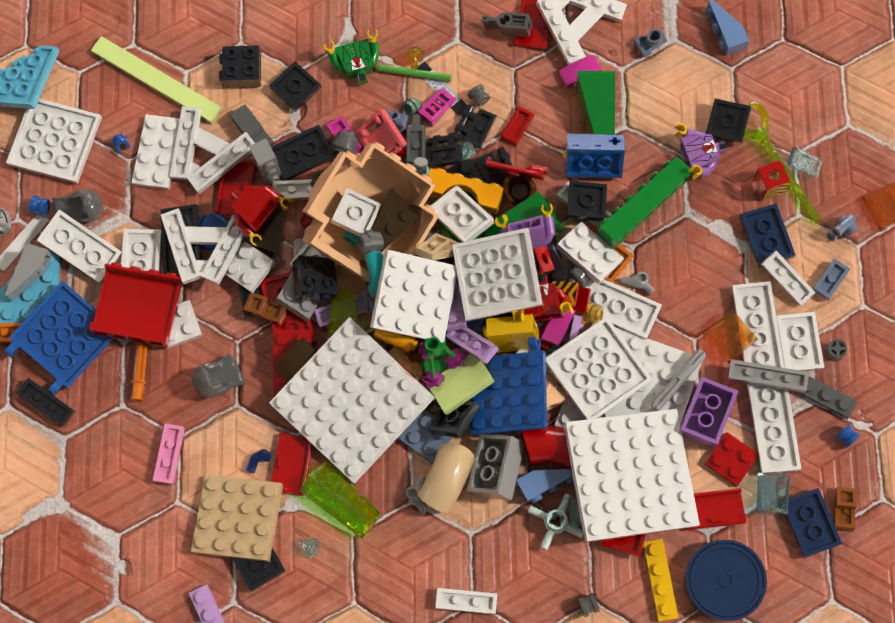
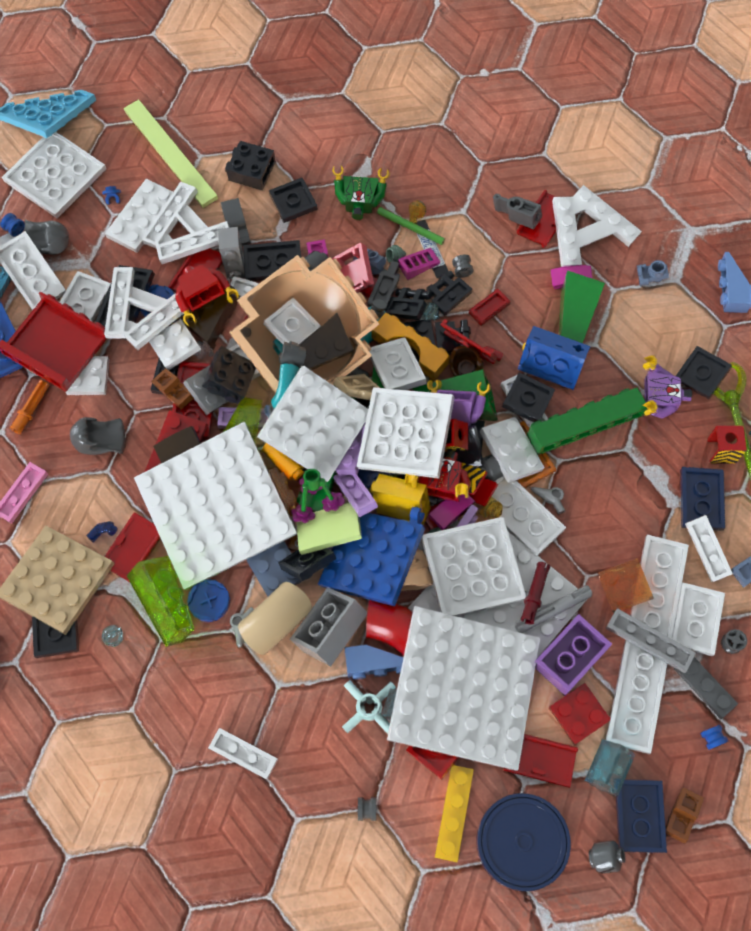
camera: 20 degrees right, 5 degrees down
(379, 485) = (208, 600): none -> blue tile
(659, 379) = (533, 601): none -> dark red pin
(796, 566) = (606, 857): none -> dark grey head

